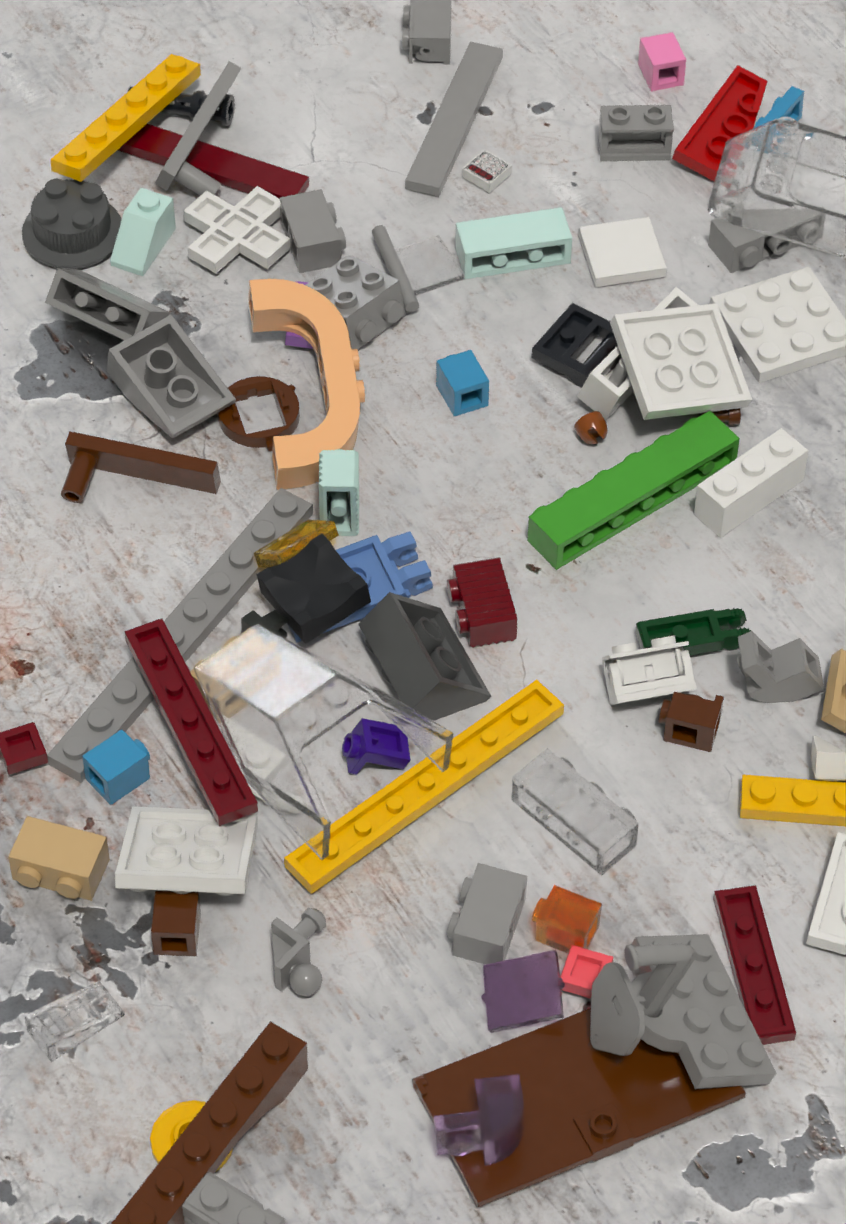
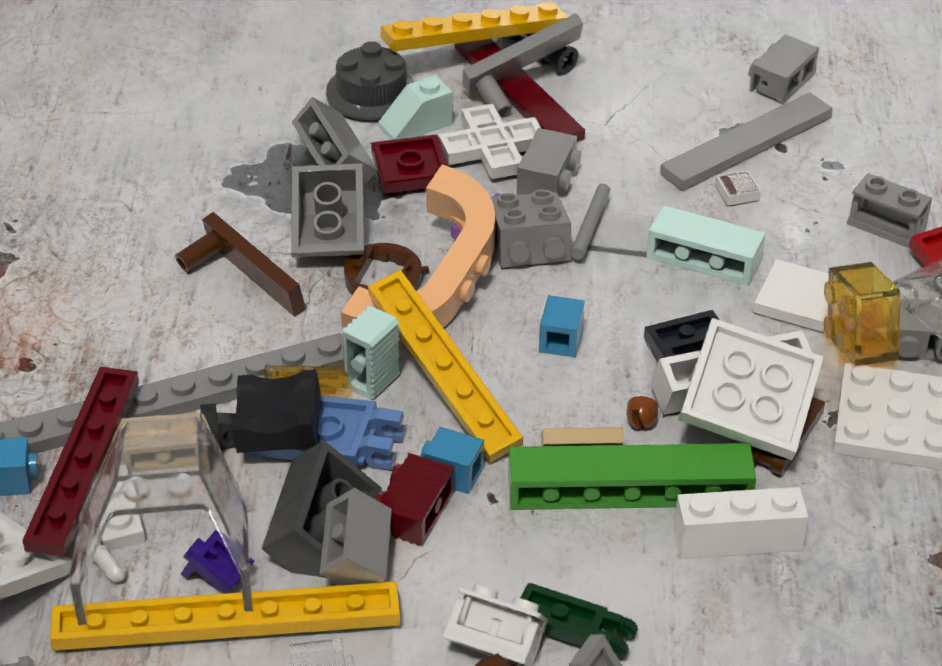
camera: 35 degrees right, 10 degrees down
(186, 289) = (407, 162): none -> dark red plate
(411, 471) = (446, 366): none -> yellow plate
(481, 663) = (355, 539): none -> light grey brick
(484, 543) = (460, 451): none -> dark azure brick
(579, 472) = (582, 436): none -> tan plate
(706, 245) = (862, 313): none -> clear yellow brick

